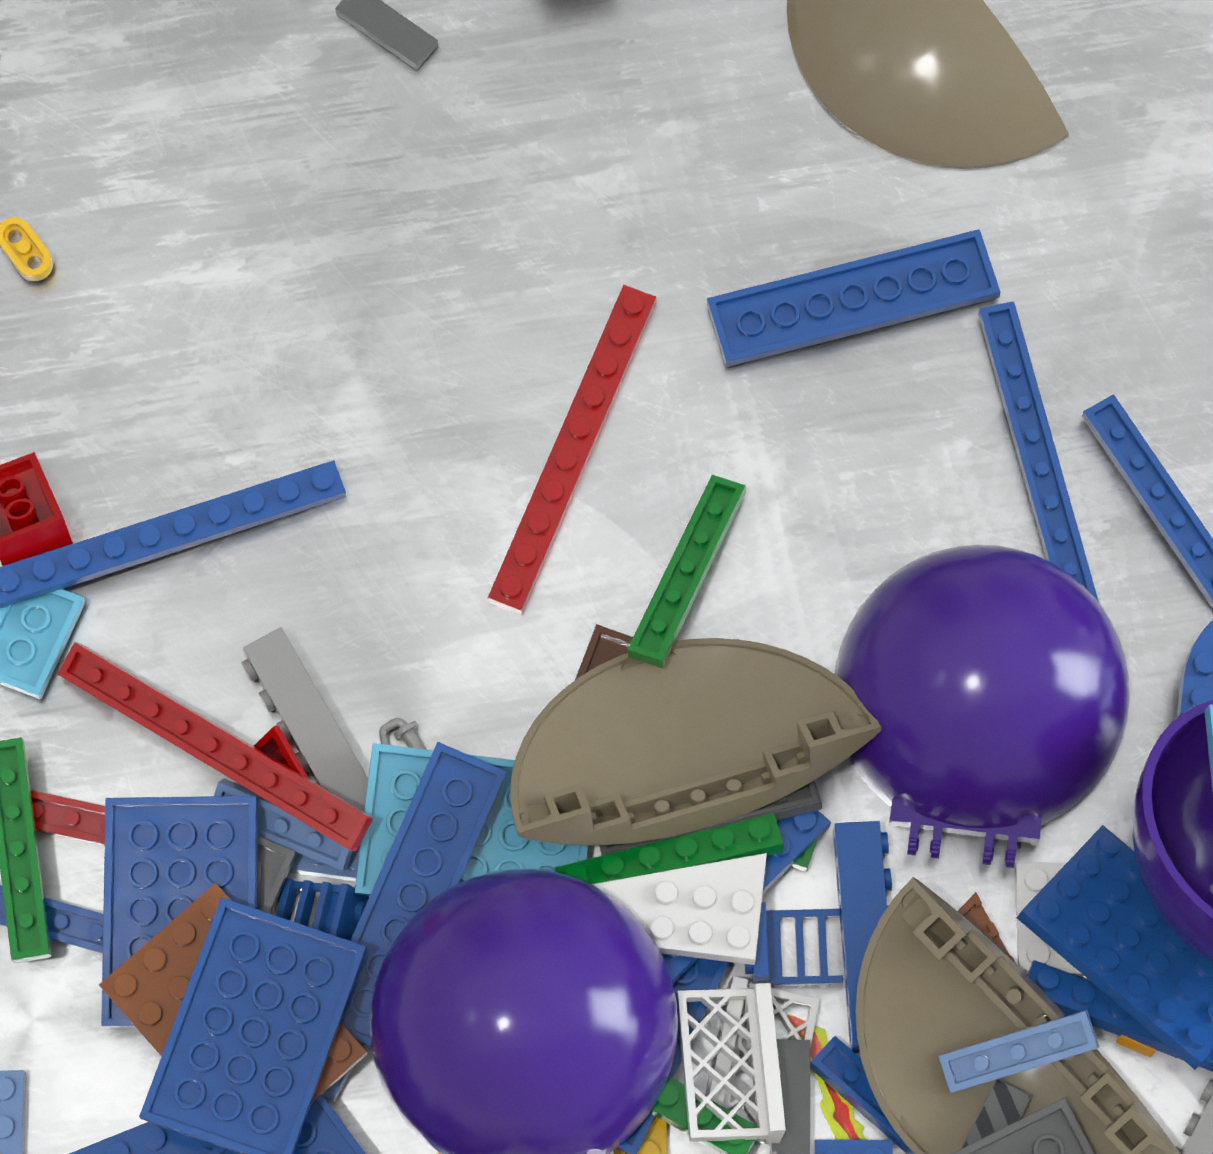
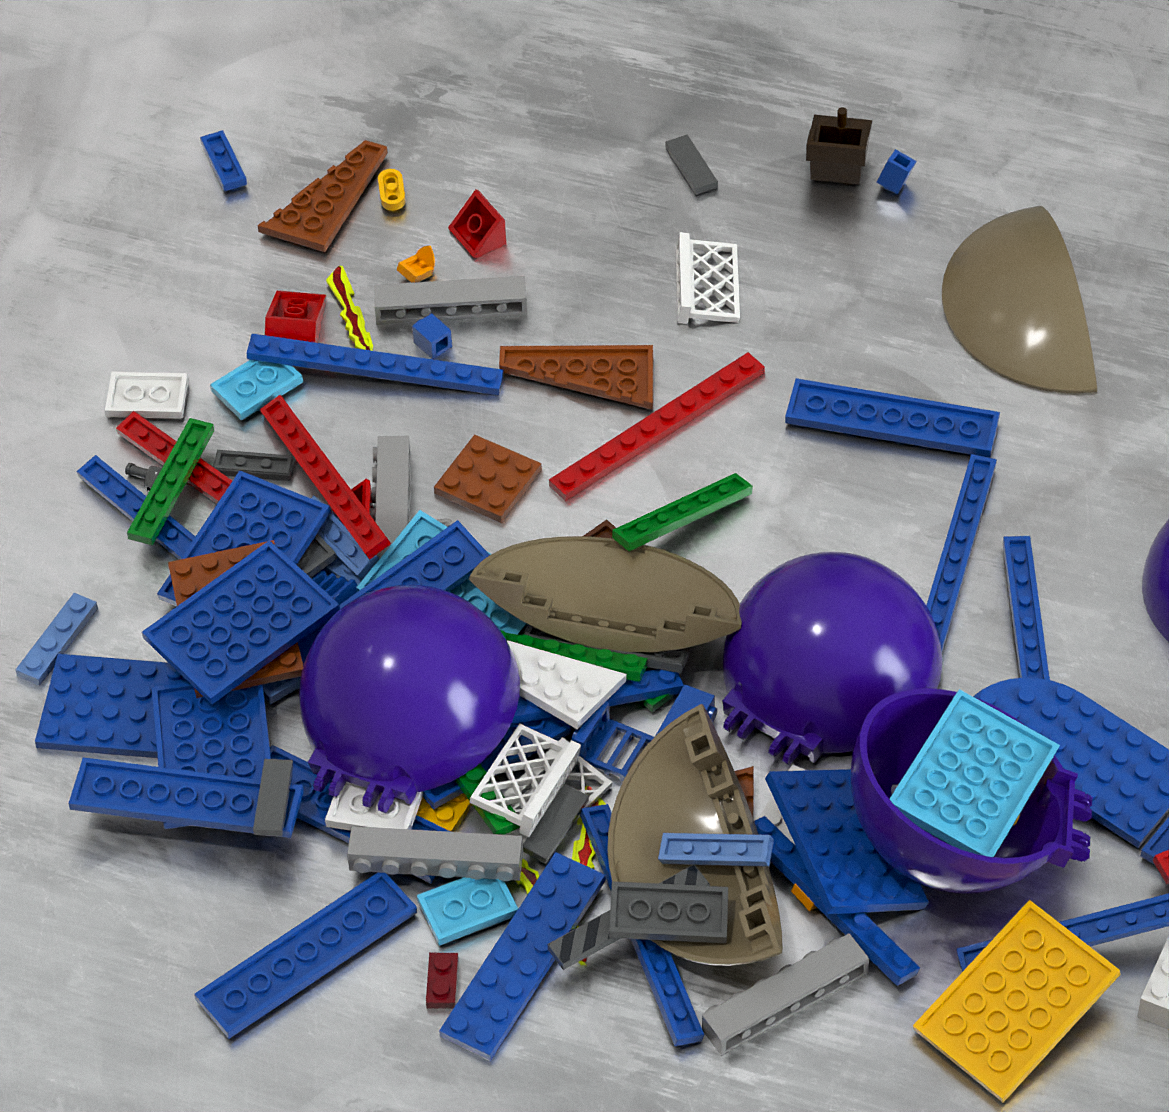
camera: 30 degrees right, 20 degrees down
(85, 465) = (351, 314): none -> neon yellow sword
(97, 759) = (257, 464): none -> dark grey tile
(131, 354) = (418, 266): none -> light orange plate
(174, 256) = (479, 226): none -> red slope
(204, 386) = (450, 299): none -> light grey brick
(213, 453) = (432, 336): none -> blue brick
(407, 631) = (487, 478): none -> dark orange plate
(457, 401) = (605, 371): none -> dark orange wing
(481, 207) = (689, 297): none -> white fence

